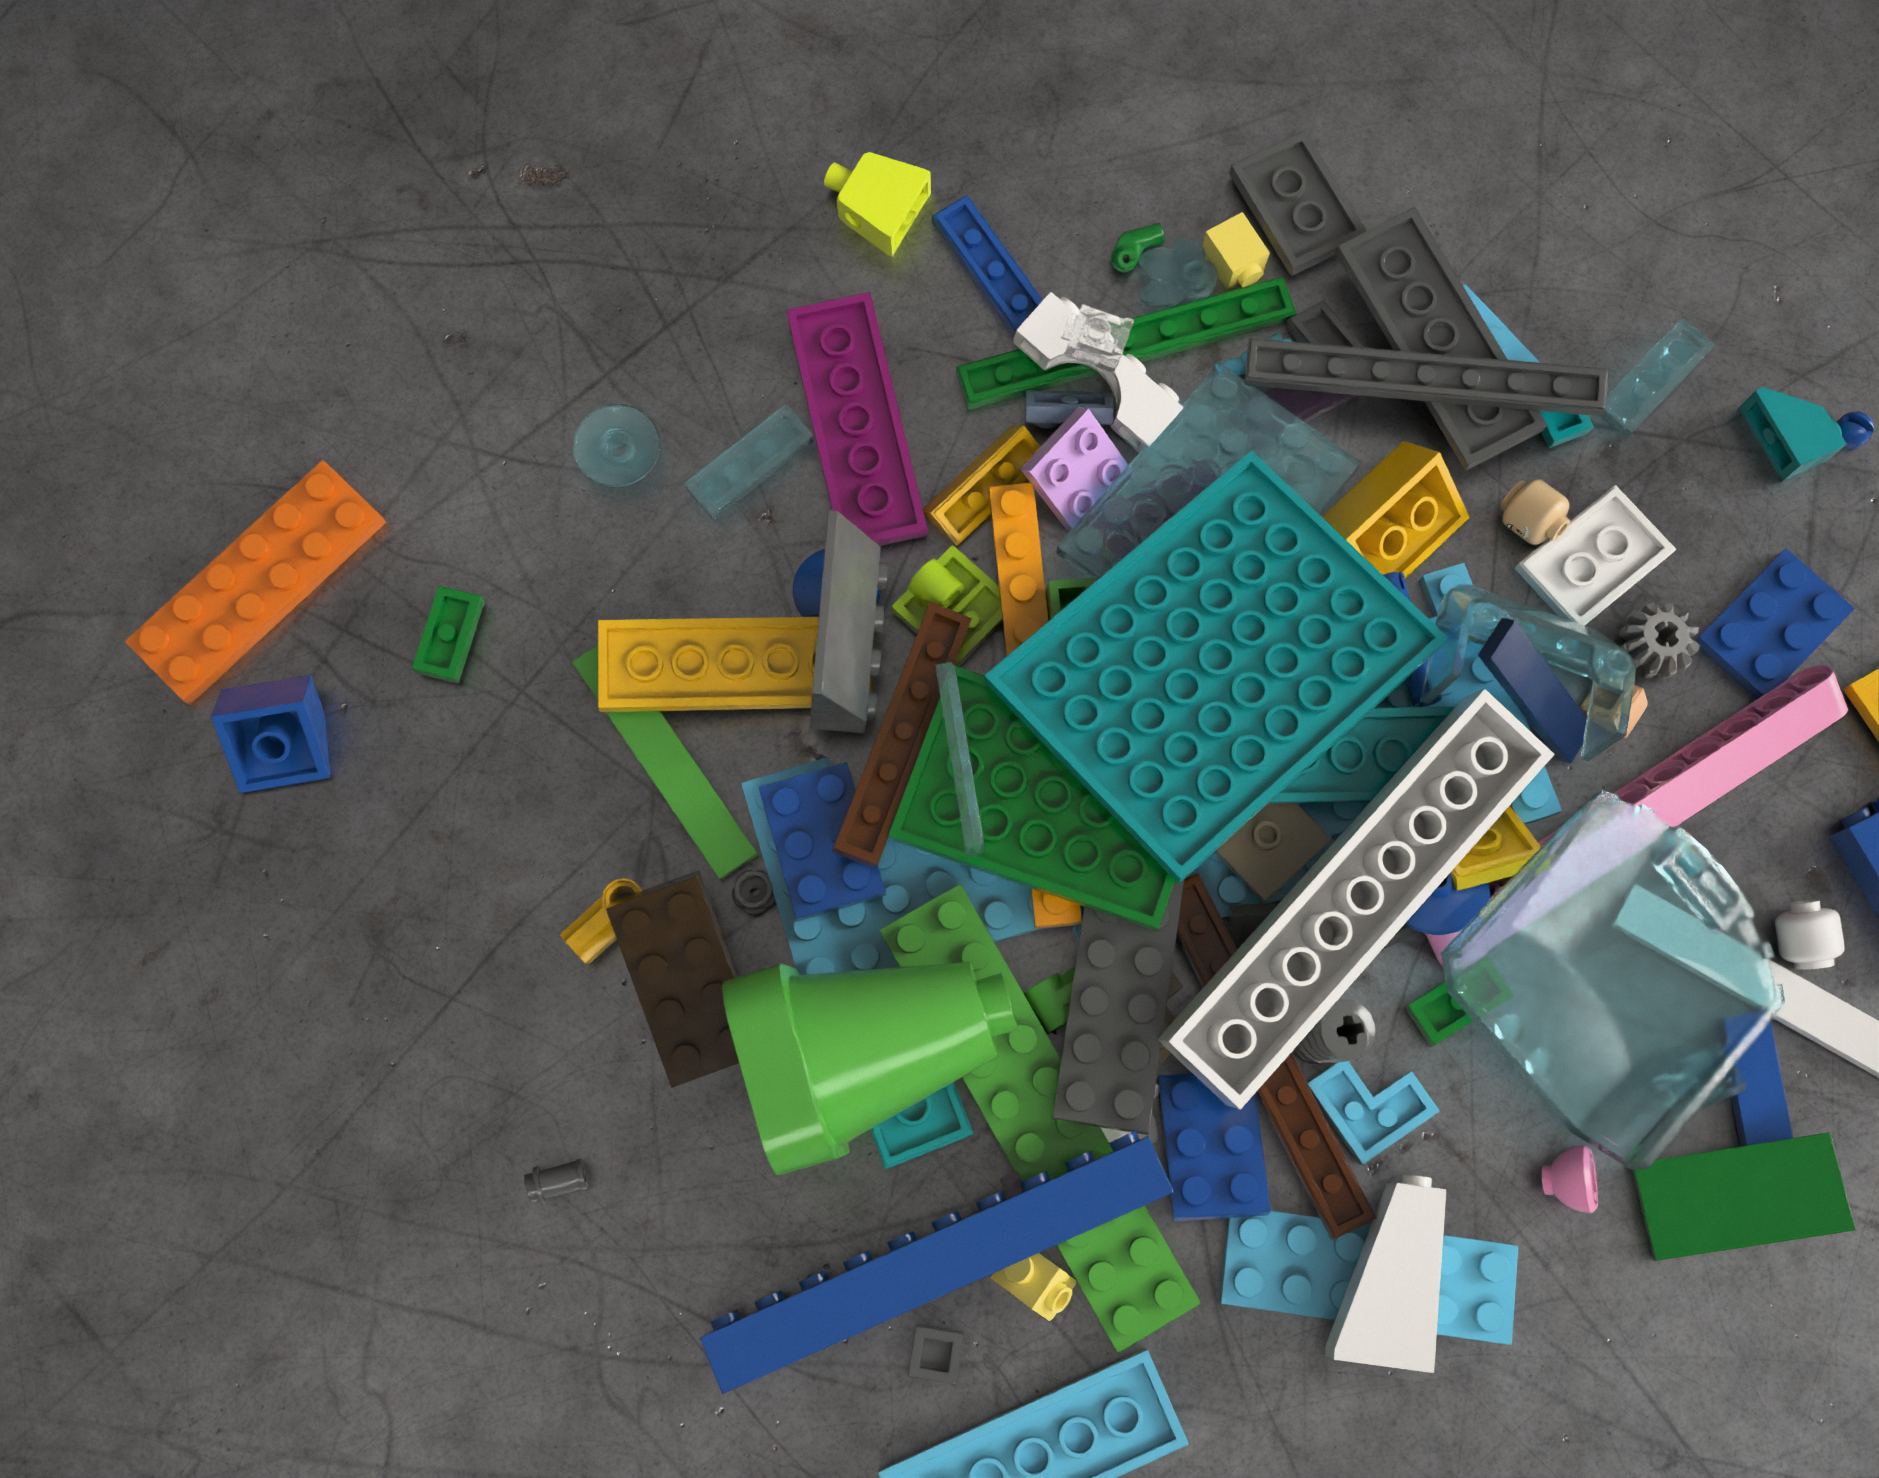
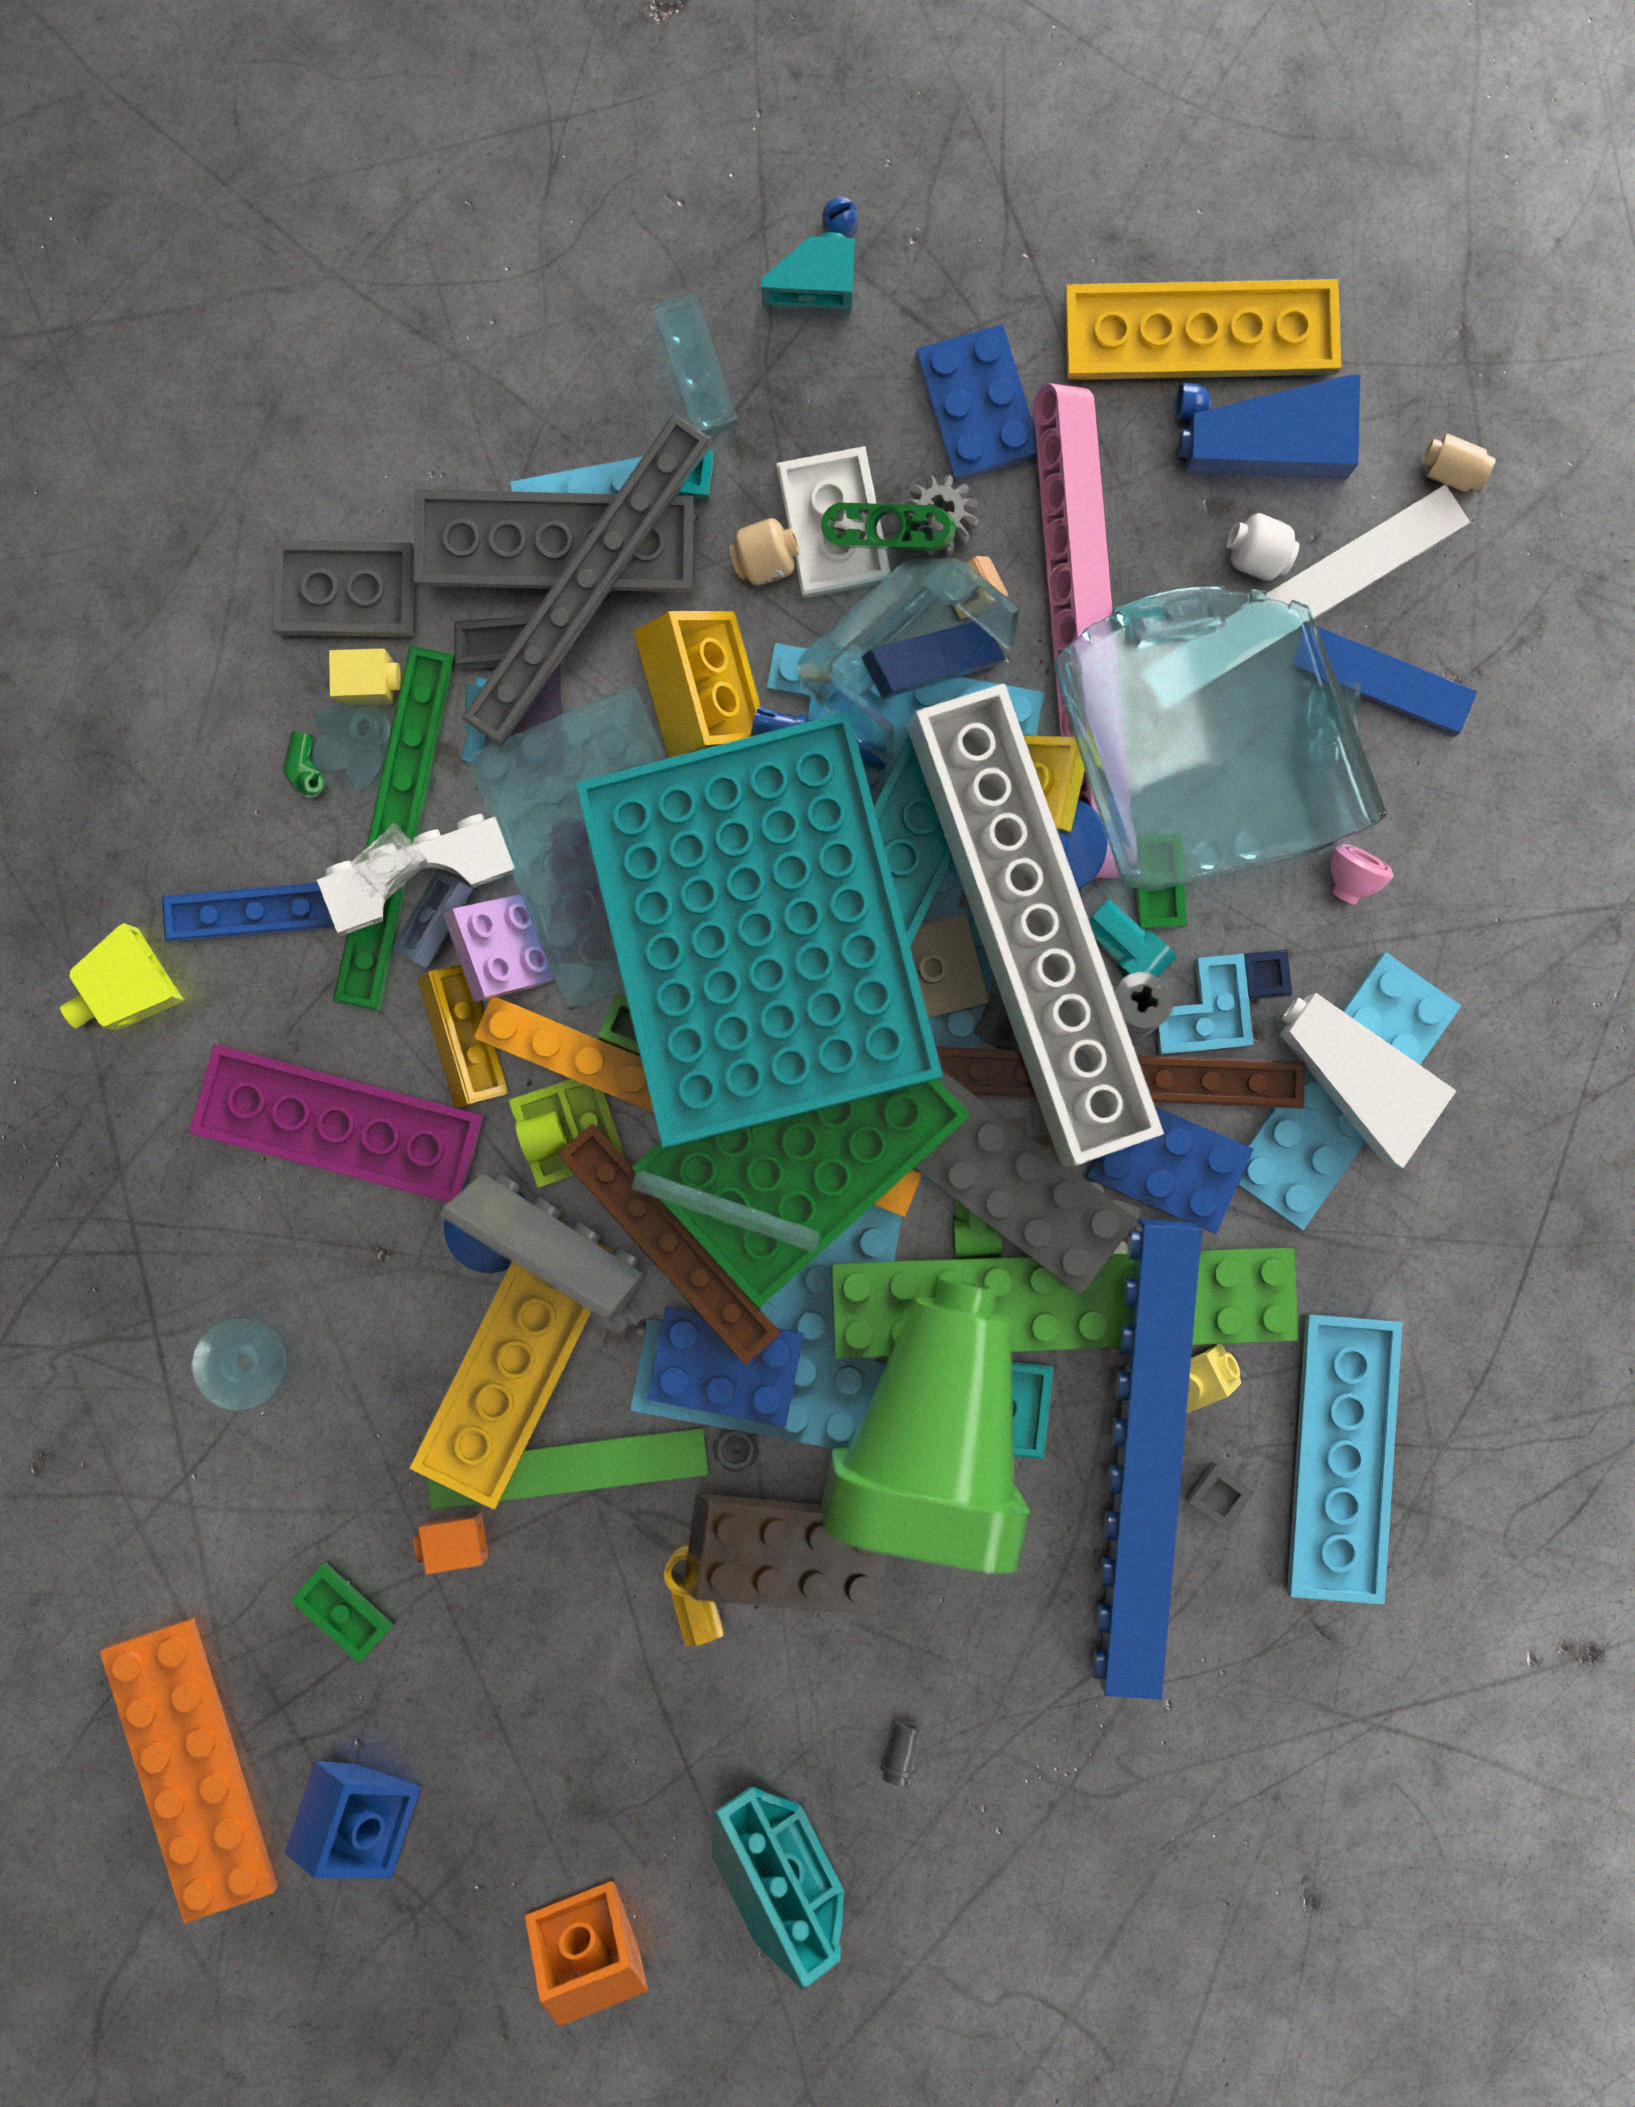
camera: 65 degrees left, 10 degrees up
(246, 990) = (584, 1954): none -> orange slope
(391, 1127) = (780, 1882): none -> teal wedge
(552, 692) = (451, 1543): none -> orange brick
(749, 462) = (323, 1245): clear light blue plate -> none
(1389, 999) = (1128, 943): none -> teal piece
(1432, 1146) = (1268, 974): none -> dark blue tile
(1623, 617) = (921, 516): none -> green beam
(1743, 1197) = (1446, 740): green tile -> none

